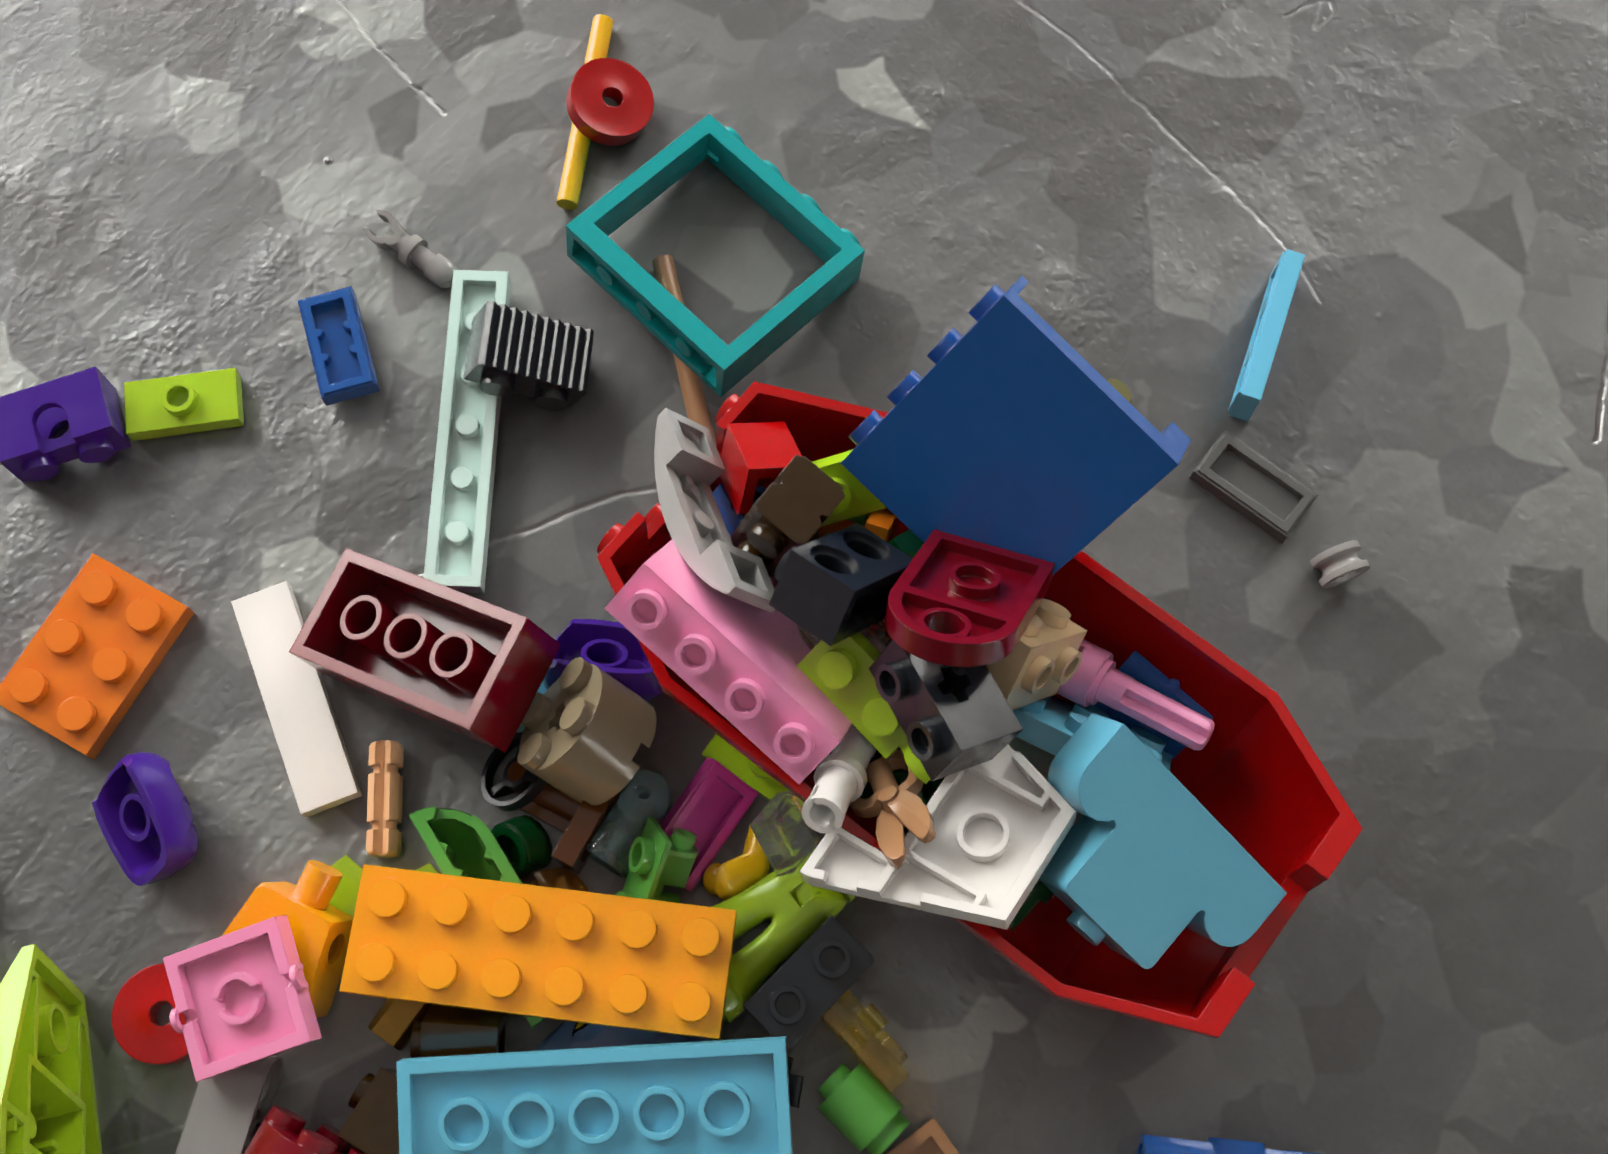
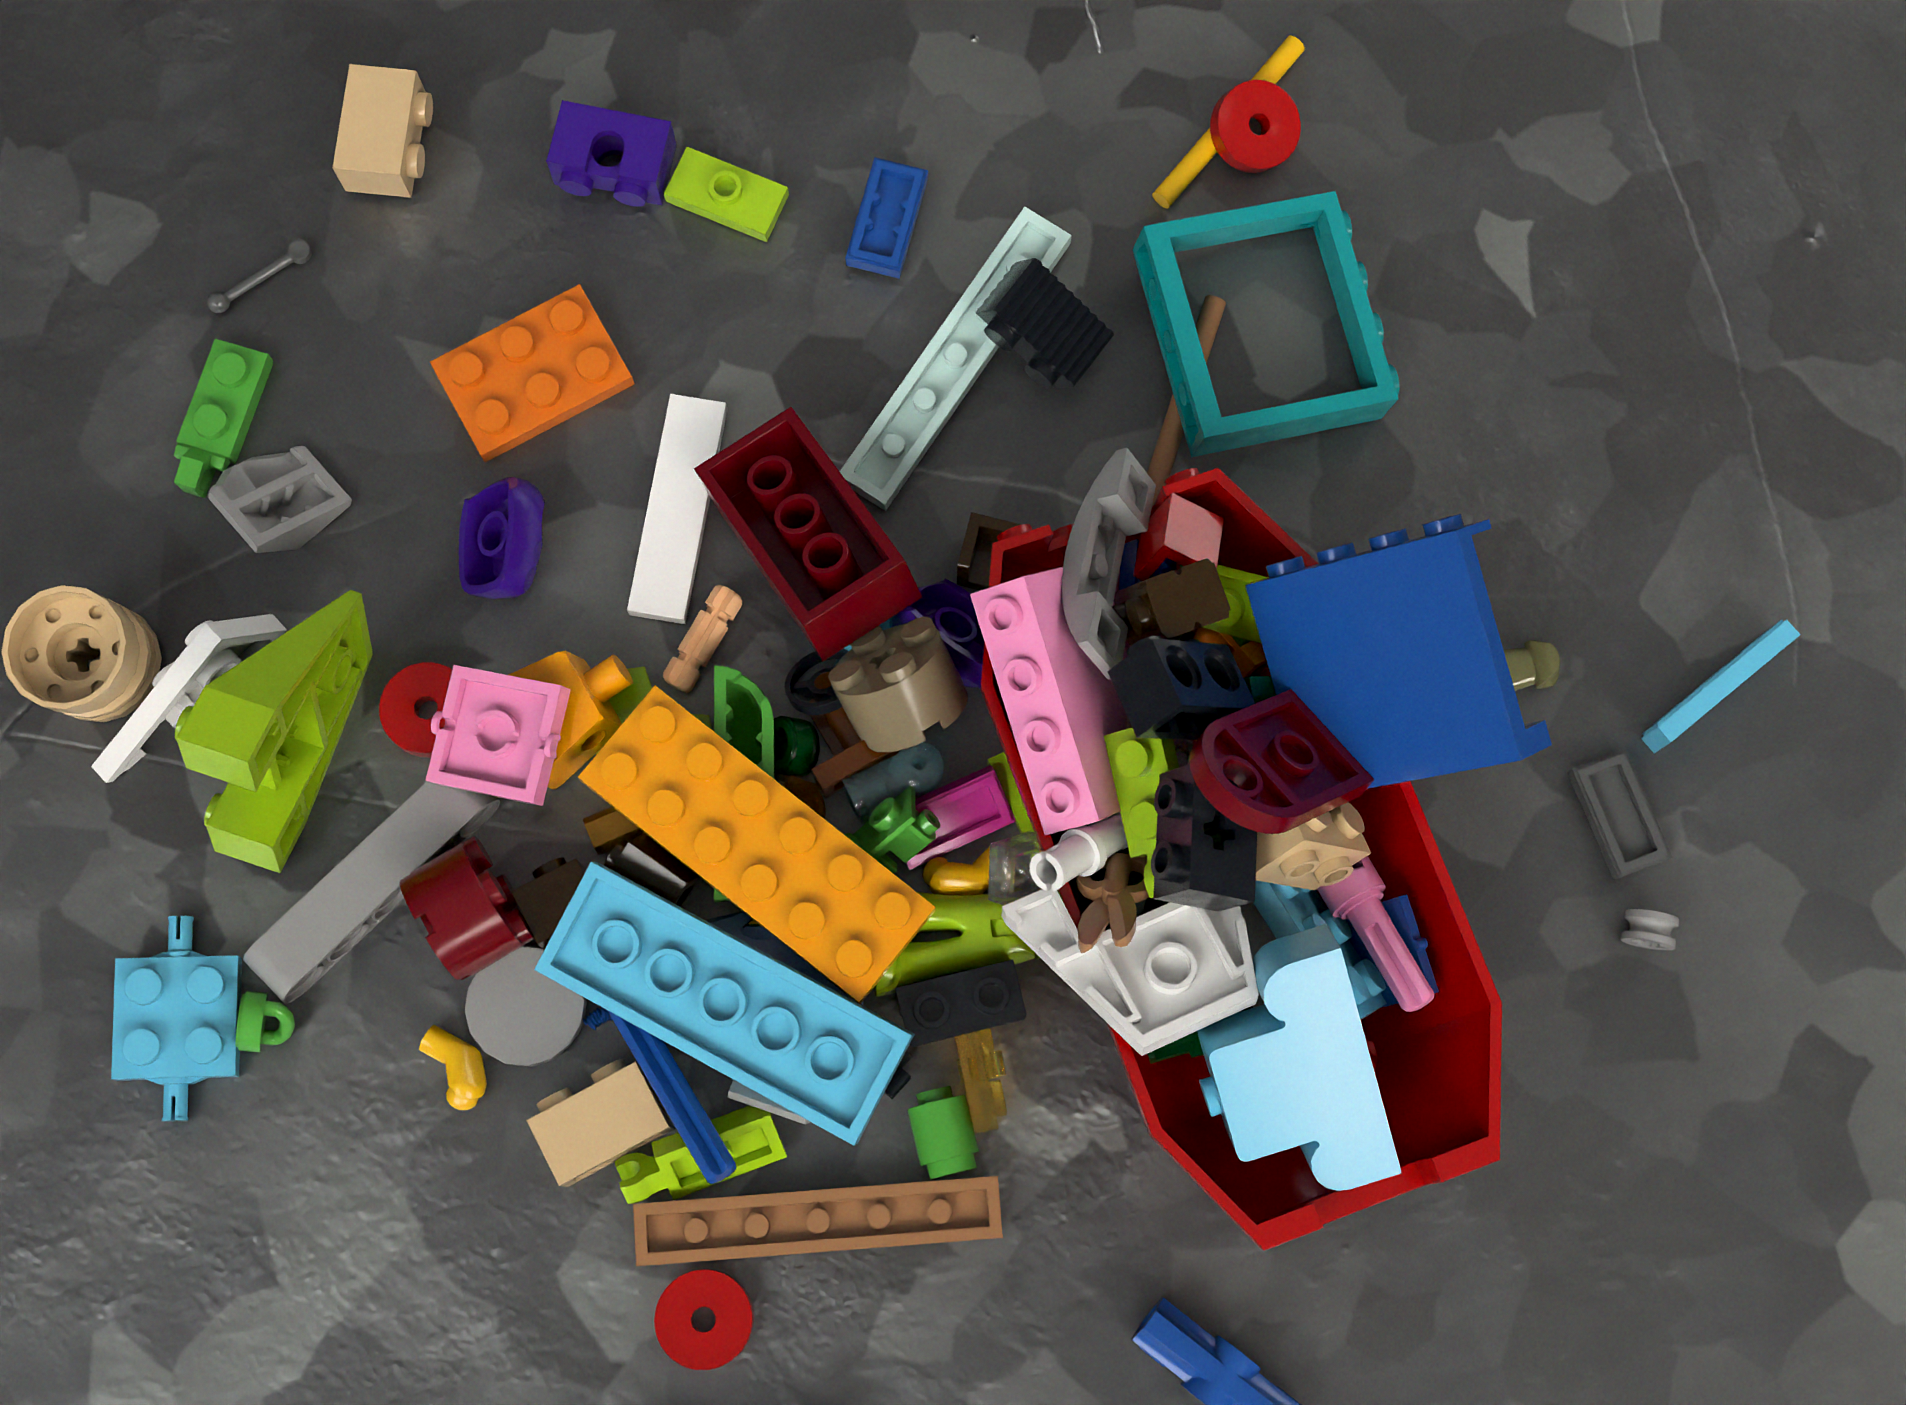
camera: 30 degrees right, 5 degrees up
(413, 251) = (1000, 168): light grey piece -> none
(587, 578) = (975, 556): none -> dark brown panel

